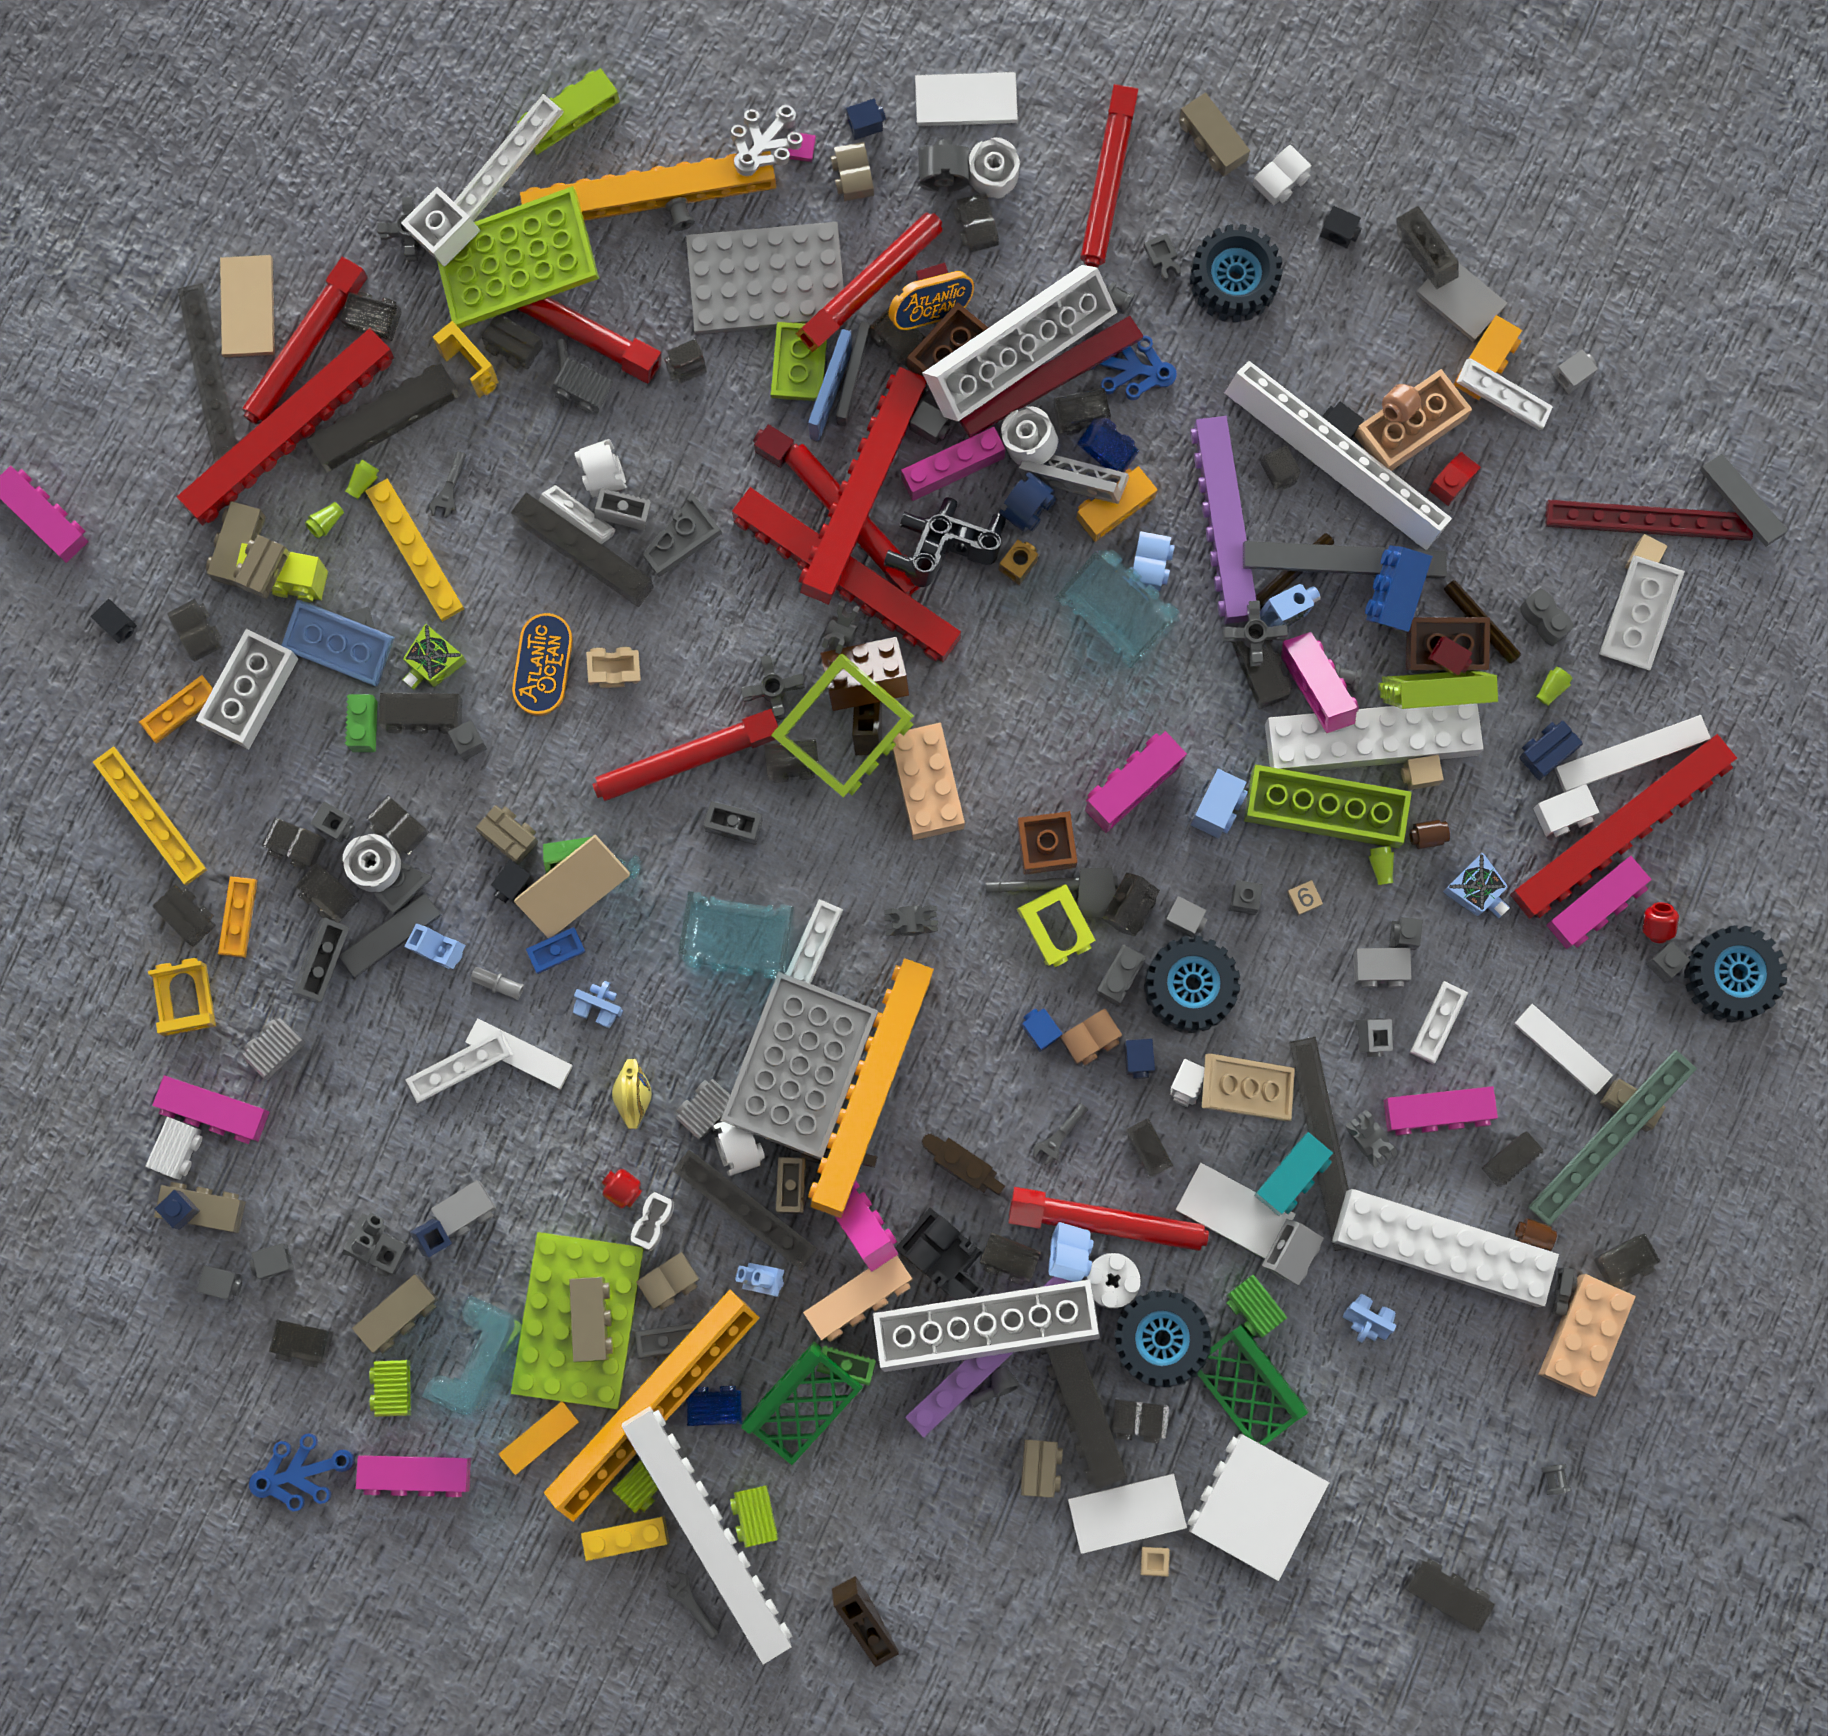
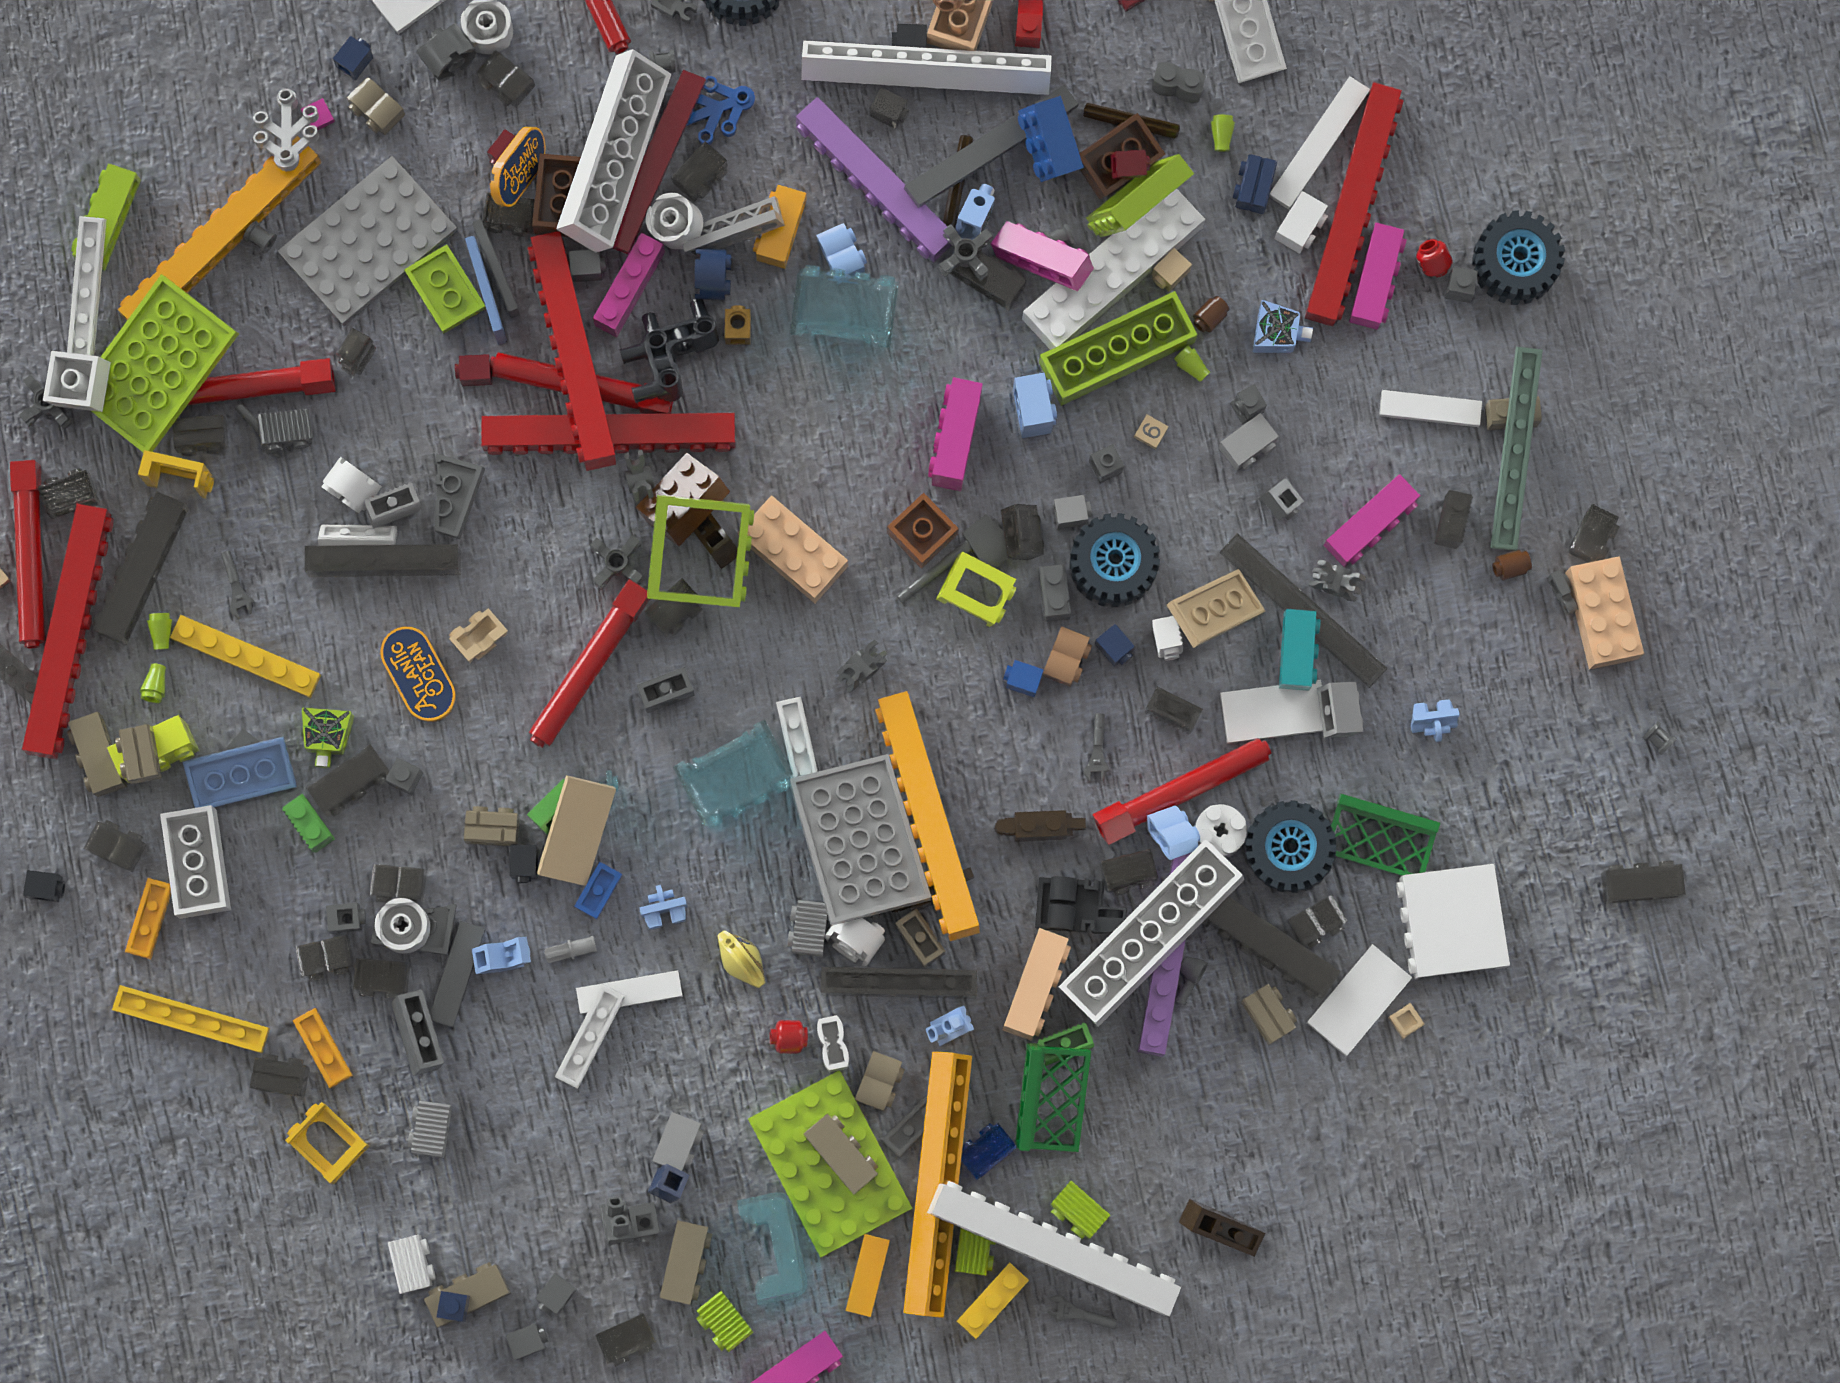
camera: 40 degrees left, 0 degrees up
(211, 1109) = (417, 1212): dark pink brick -> none
(866, 1231) = (1007, 929): dark pink brick -> none
(870, 281) = (446, 238): red brick -> none
(1108, 445) = (742, 184): clear blue brick -> none
(1255, 1307) = (1342, 772): bright green brick -> none
(1438, 1022) = (1322, 455): white tile -> none
(1445, 1248) = (1451, 623): white brick -> none

